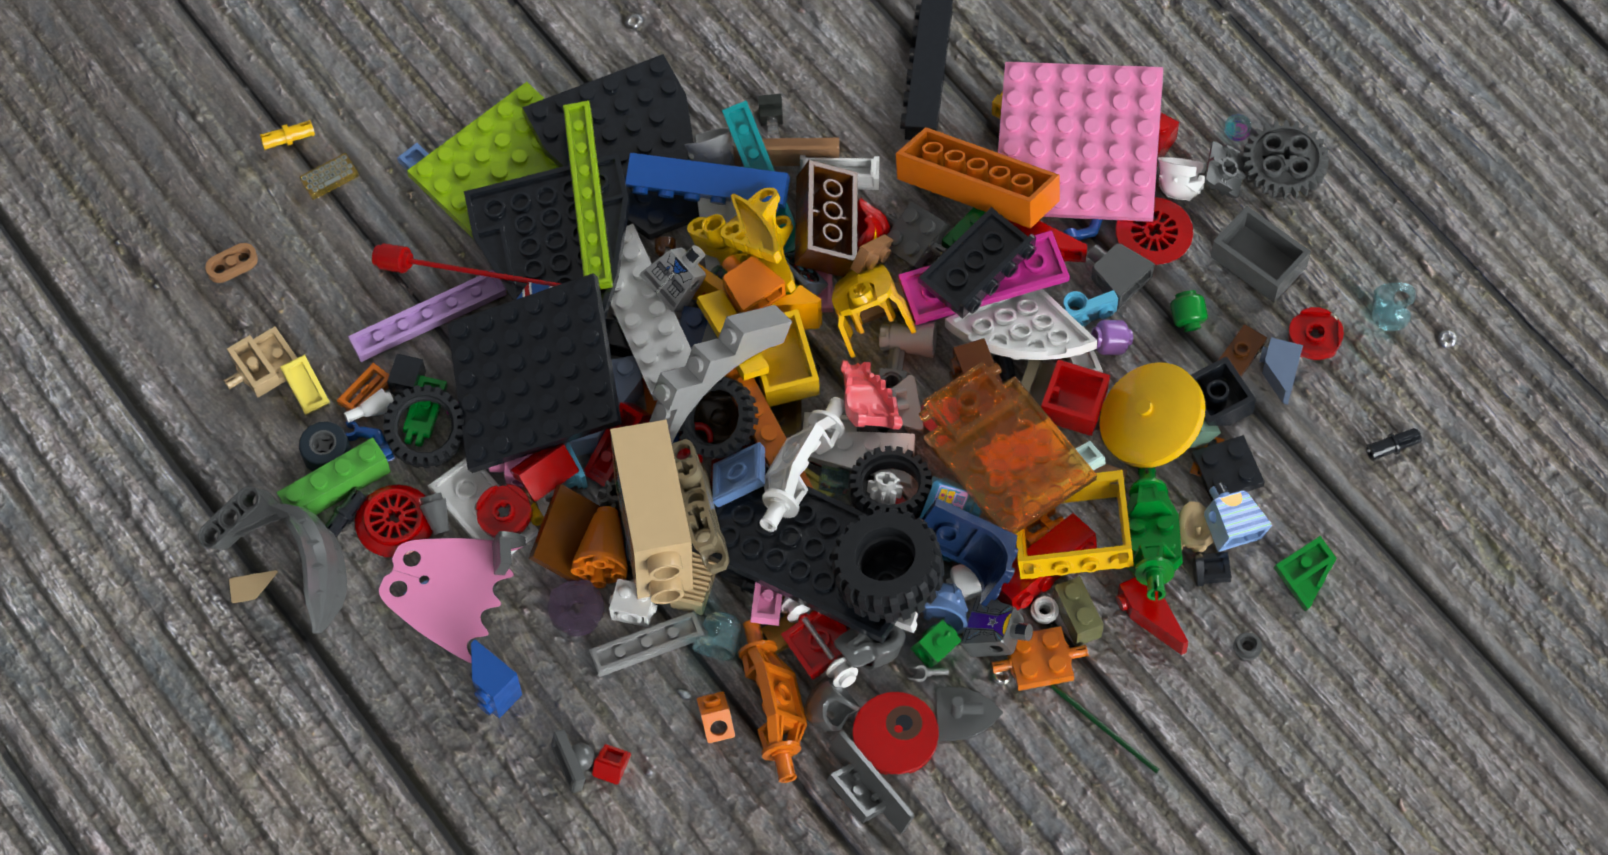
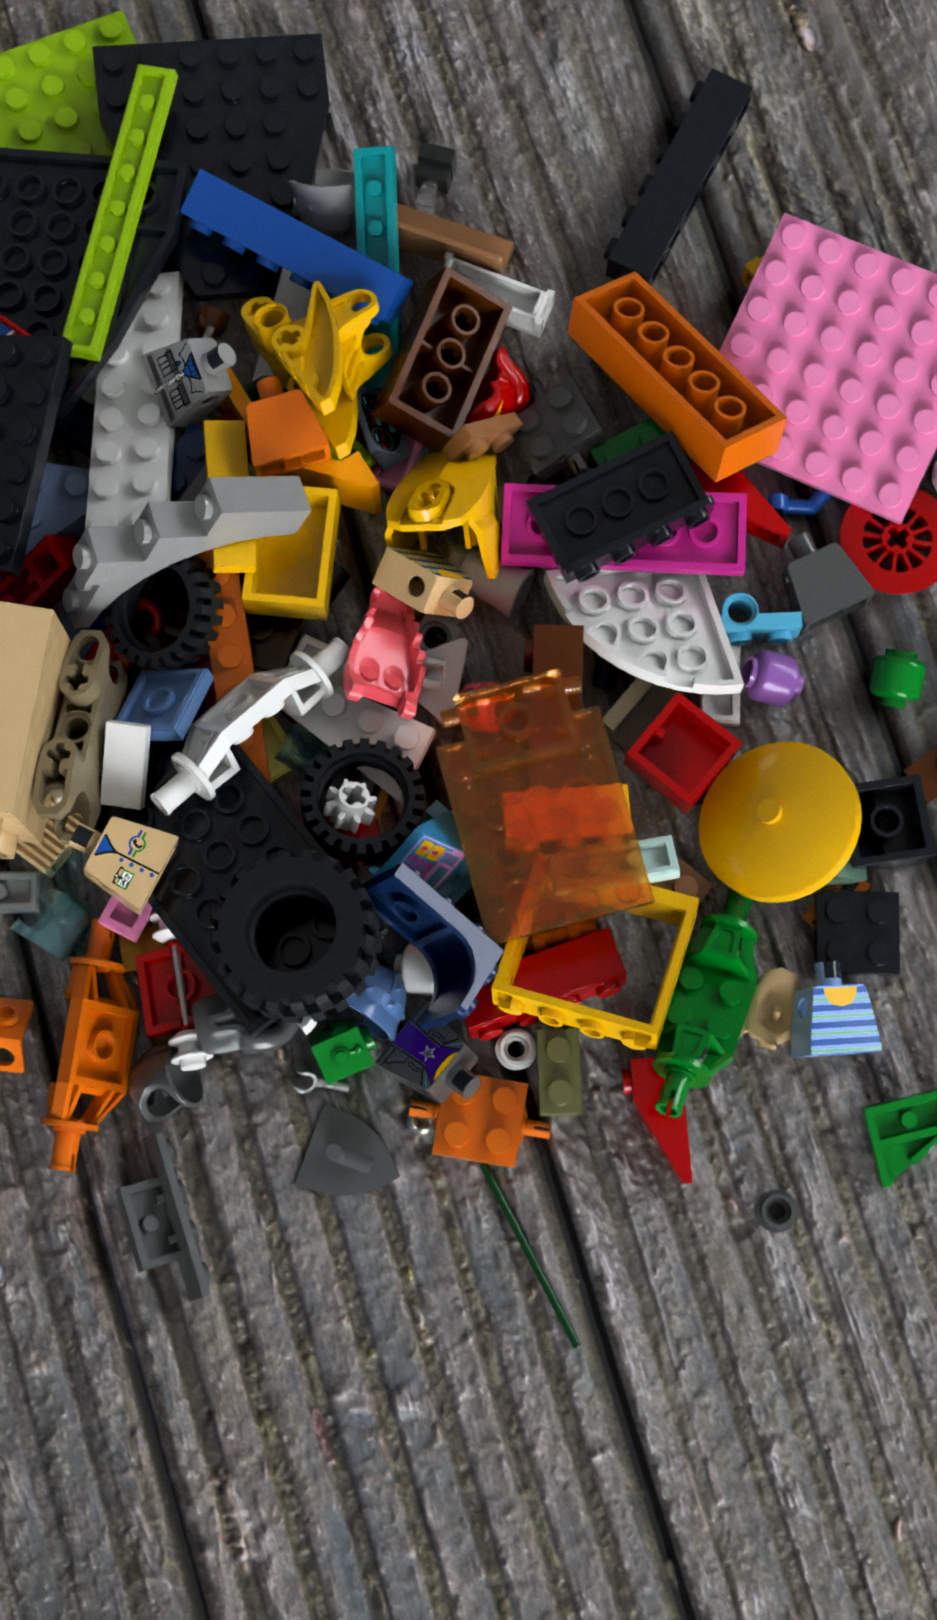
camera: 20 degrees right, 15 degrees up
(733, 513) = (125, 764): none -> white tile
(759, 565) = (125, 859): none -> tan torso
(879, 348) = (442, 585): none -> tan torso
(896, 732) = (239, 1153): red tile -> none
(1211, 568) = (773, 1074): black tile -> none

